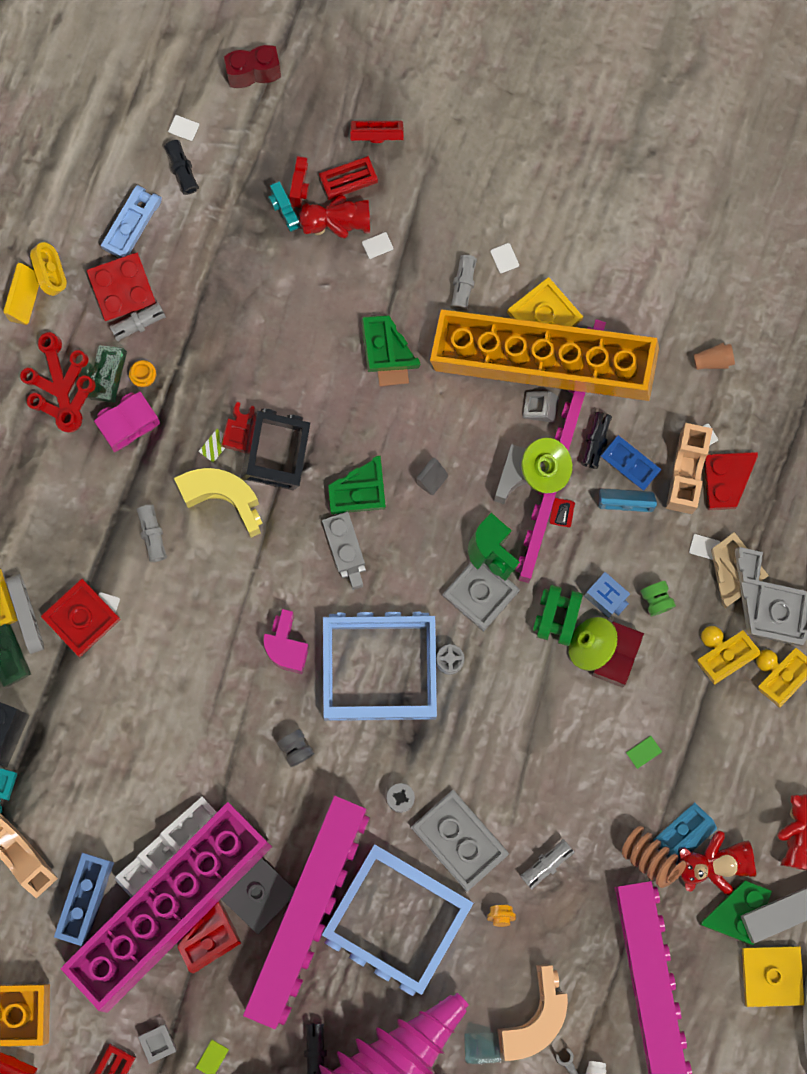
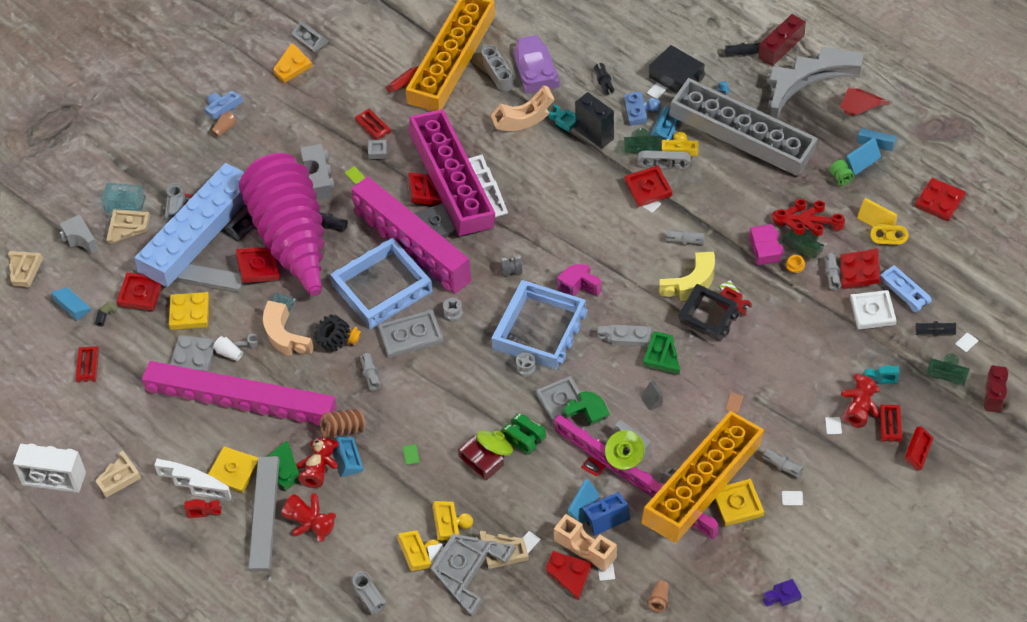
camera: 120 degrees right, 25 degrees down
(84, 899) = (478, 136): medium blue brick -> none
(181, 251) = (873, 309): none -> white plate
(244, 132) = (948, 369): none -> clear green plate
(299, 188) = (895, 388): red plate -> none
(385, 346) = (756, 400): green wing -> none
(524, 954) = (337, 338): none -> black tyre
(596, 440) = (633, 500): black pin -> none
(608, 595) = (522, 465): medium blue brick -> none
(644, 219) = (784, 592): none -> dark purple plate
(660, 604) = (501, 491): bright green wheel -> none
(777, 650) = (434, 551): none -> white sticker

